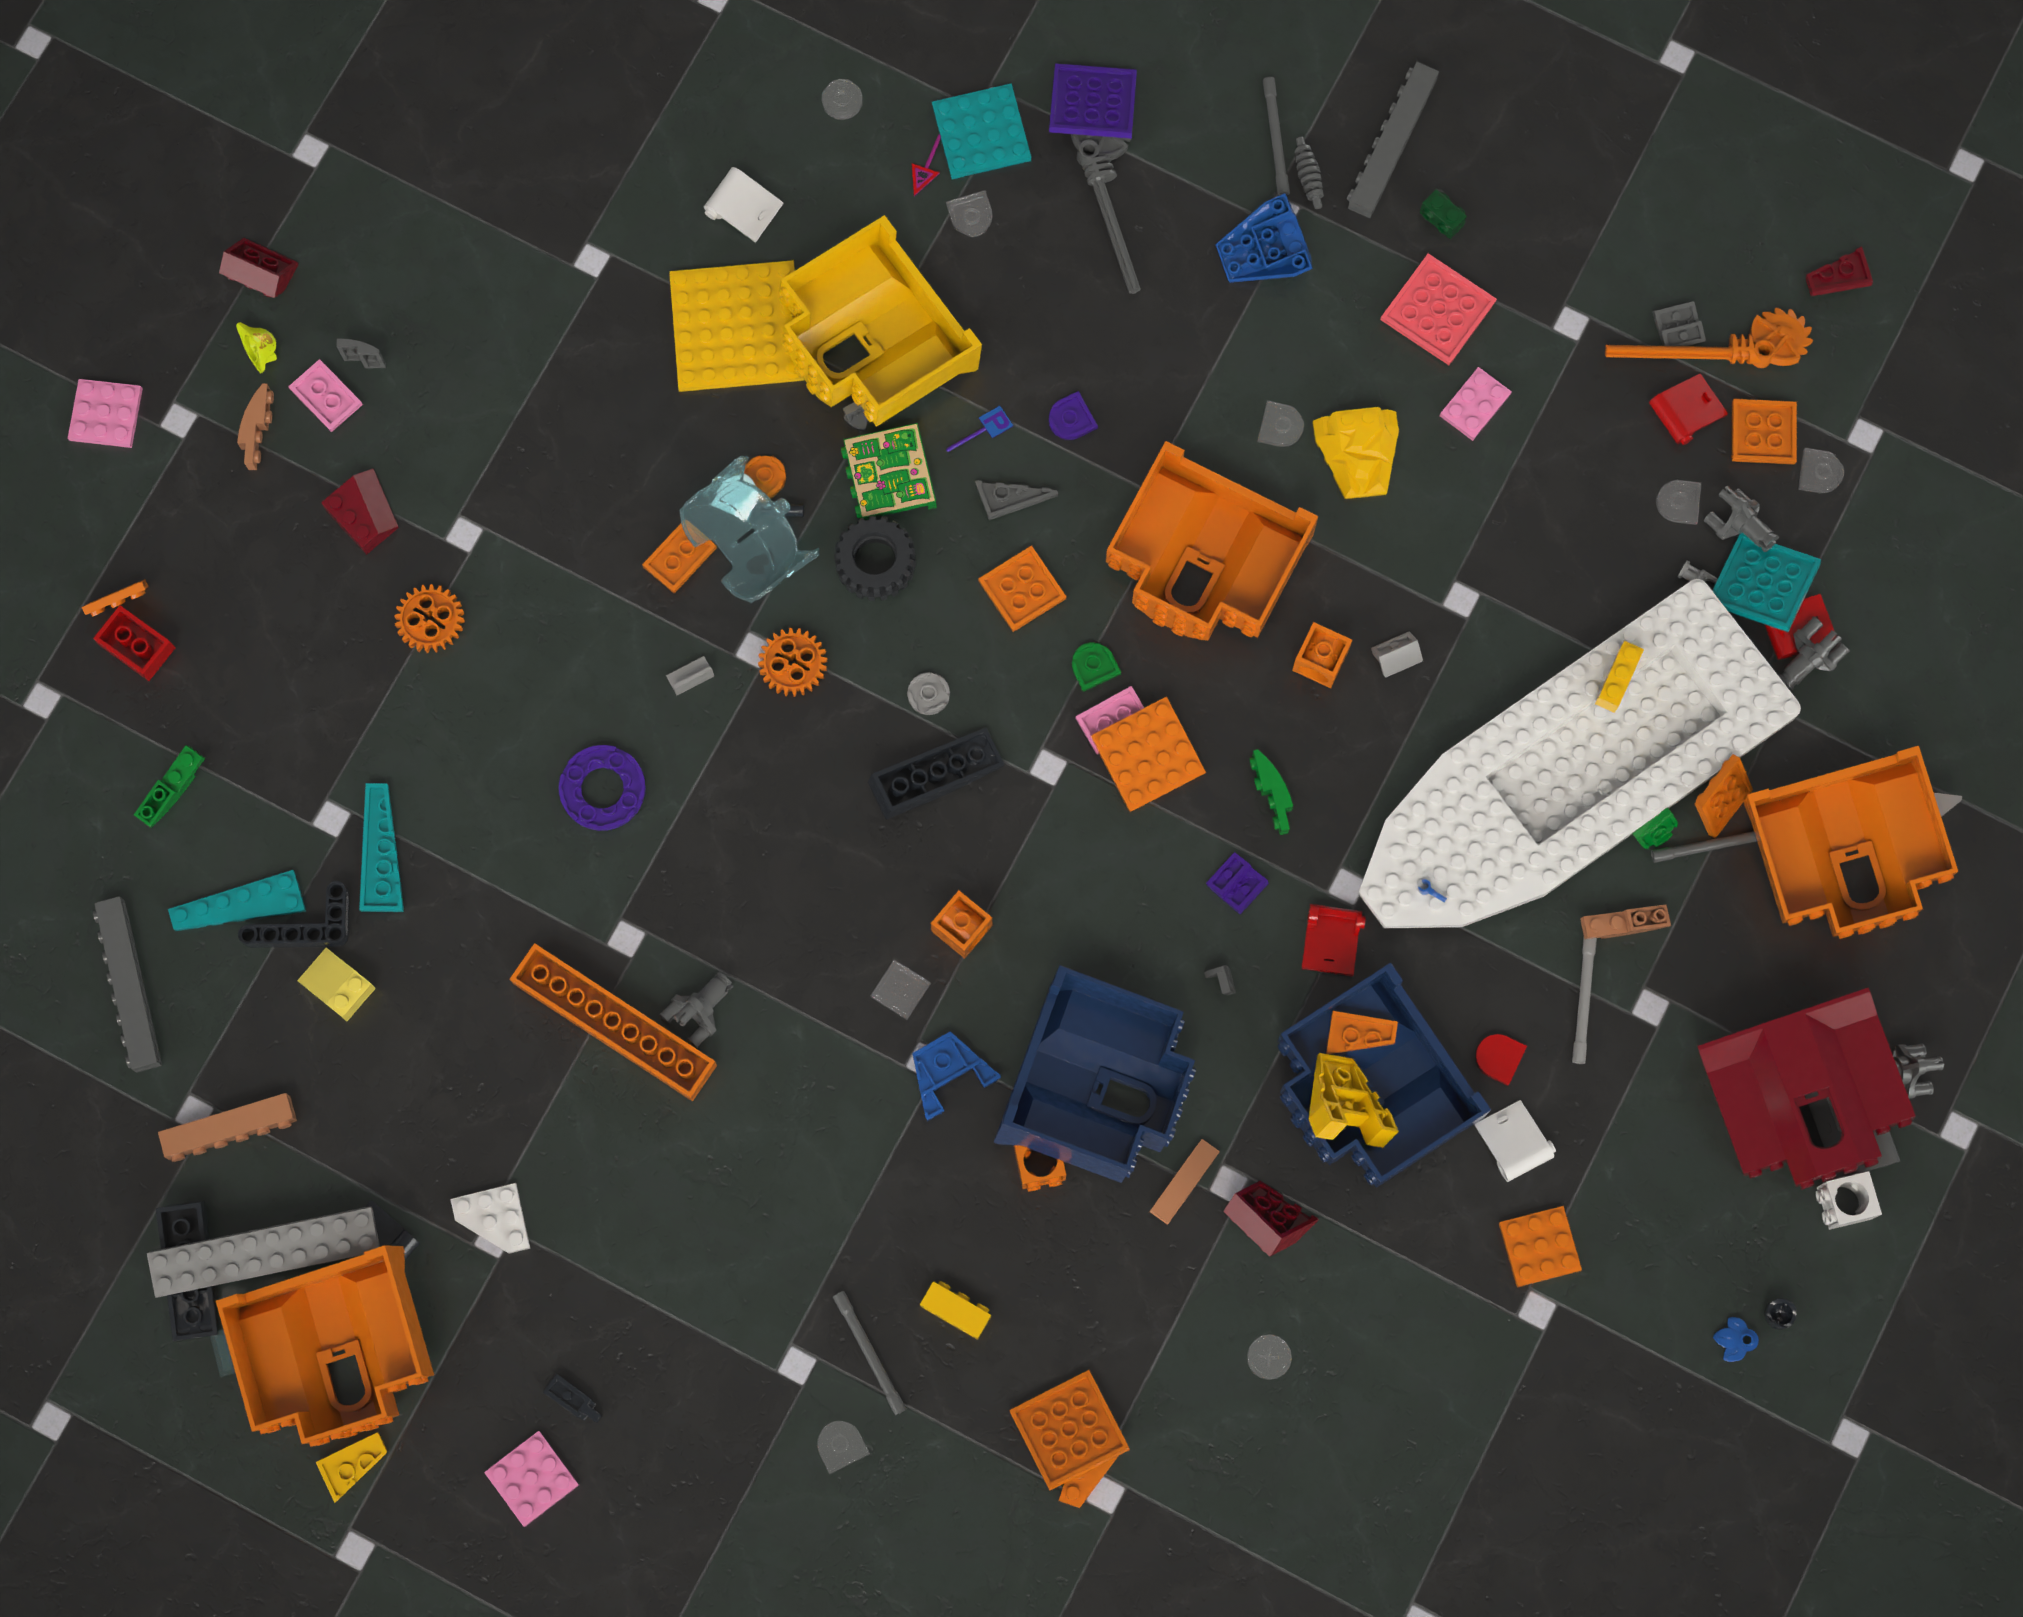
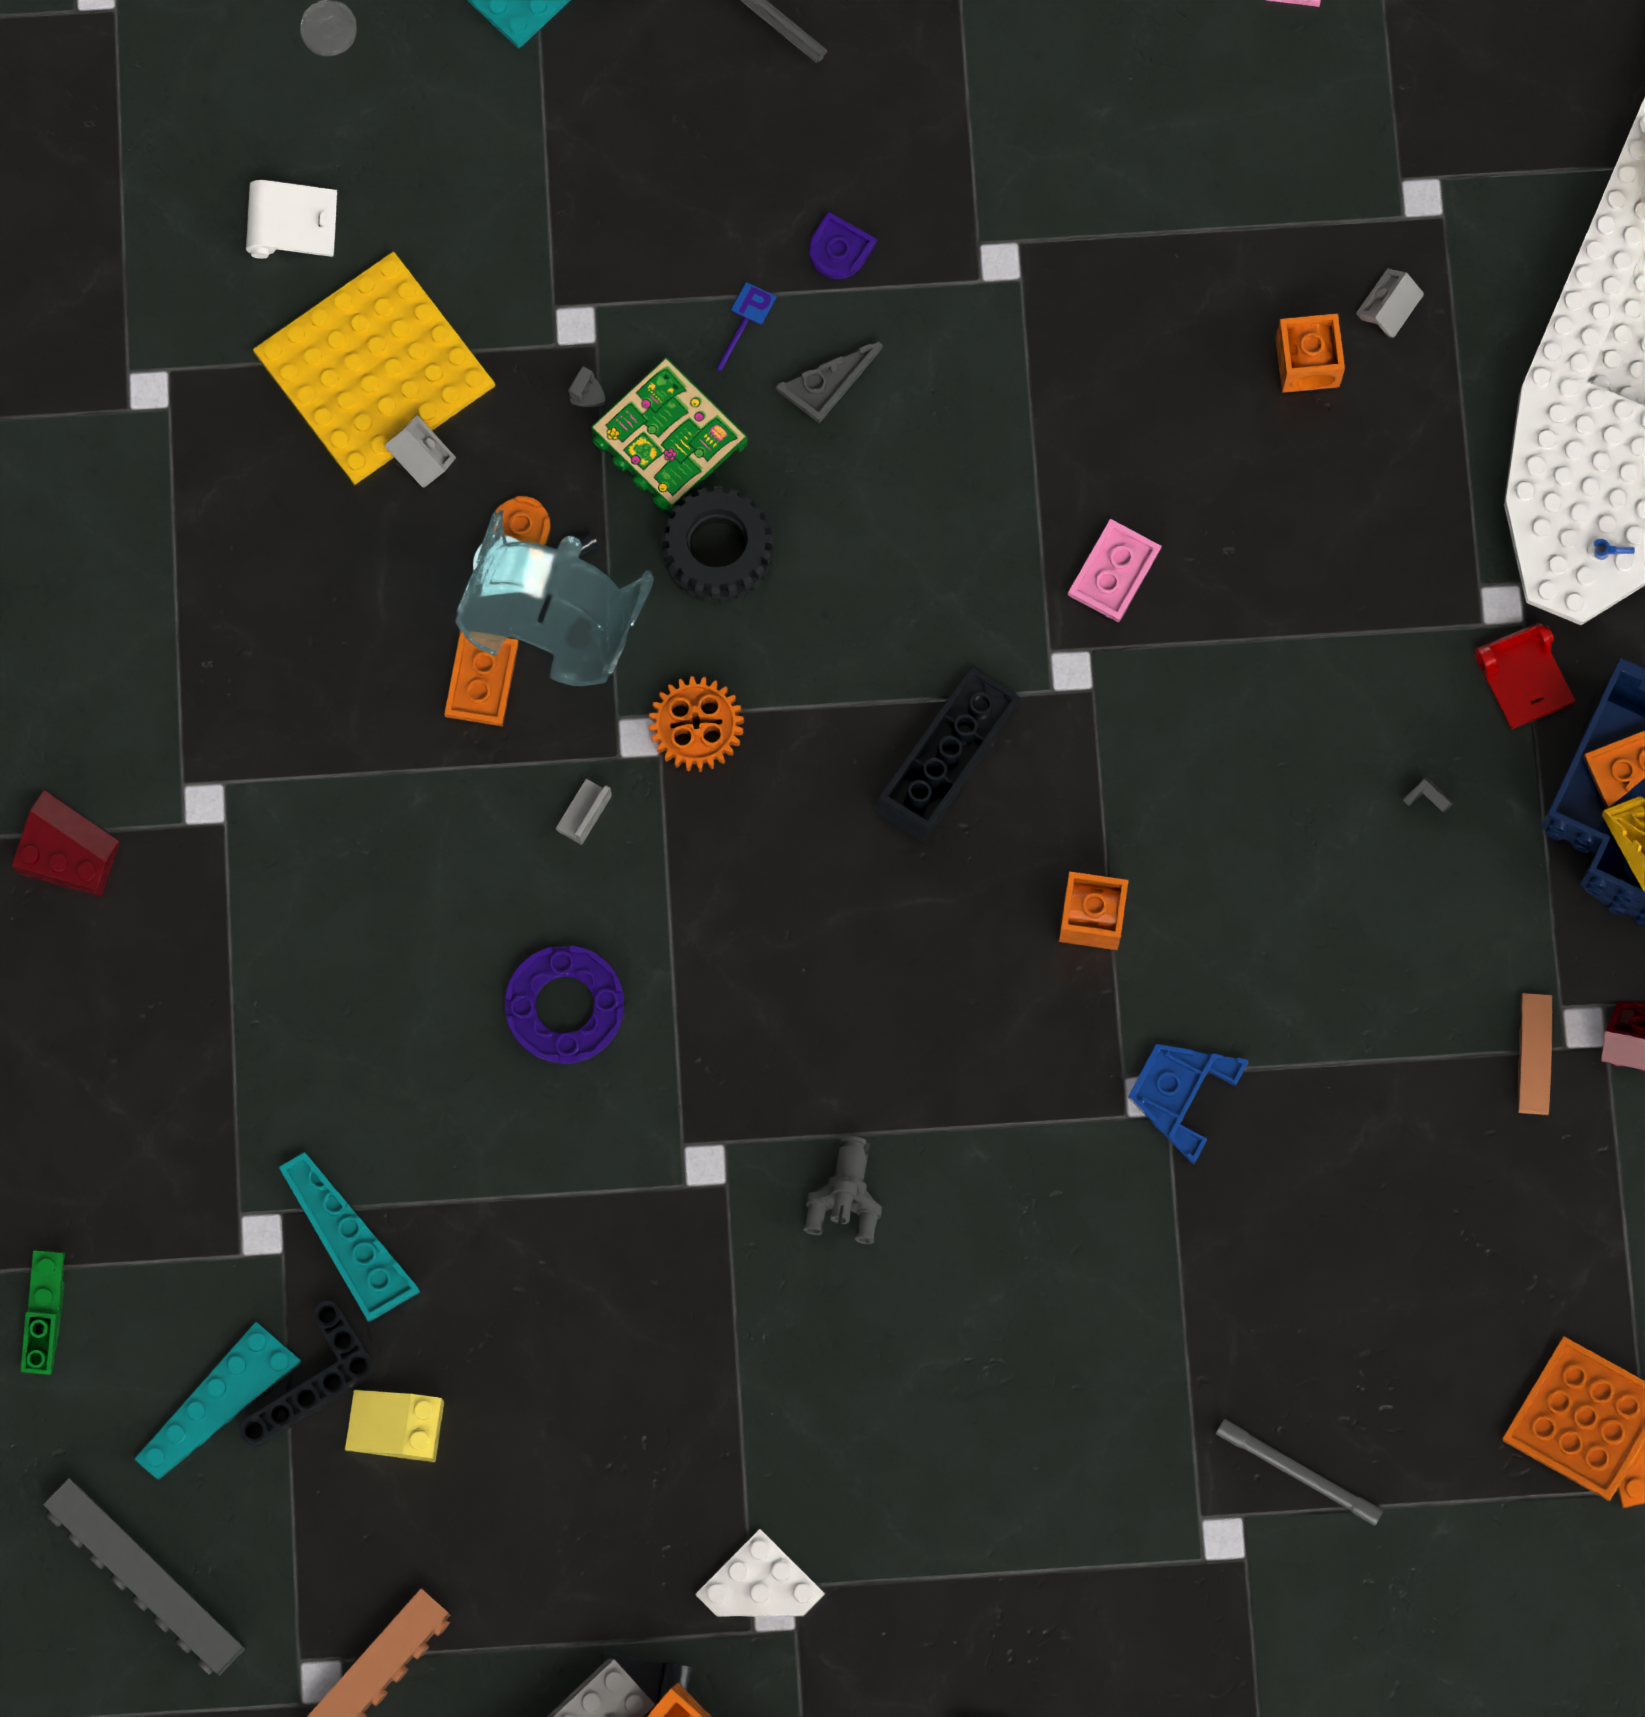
camera: 30 degrees left, 0 degrees up
(441, 603) = (226, 953): orange gear -> none
(613, 1022) = (756, 1270): orange brick -> none
(730, 393) = (420, 451): none -> light grey panel
(840, 1445) = (1334, 1599): clear tile -> none
(876, 294) = (559, 244): yellow panel -> none
(900, 989) = (1066, 1031): clear tile -> none
(922, 175) = (482, 63): piece -> none
(928, 693) = (878, 667): light grey tile -> none
(956, 1309) = (1368, 1360): yellow brick -> none
(971, 213) = (568, 76): clear tile -> none
(1022, 588) = (910, 480): orange plate -> none
(1030, 1180) = (1359, 1103): orange brick -> none
(1084, 1039) = (1324, 950): dark blue panel -> none
(1094, 665) = (1049, 521): green tile -> none
(1148, 754) = (1179, 586): orange plate -> none
(1202, 516) = (1102, 274): orange panel -> none
(1237, 883) = (1375, 675): dark purple slope -> none
(1271, 782) = (1342, 535): green slope -> none
(1280, 425) = (1088, 115): clear tile -> none
(1359, 449) = (1196, 92): yellow wedge -> none

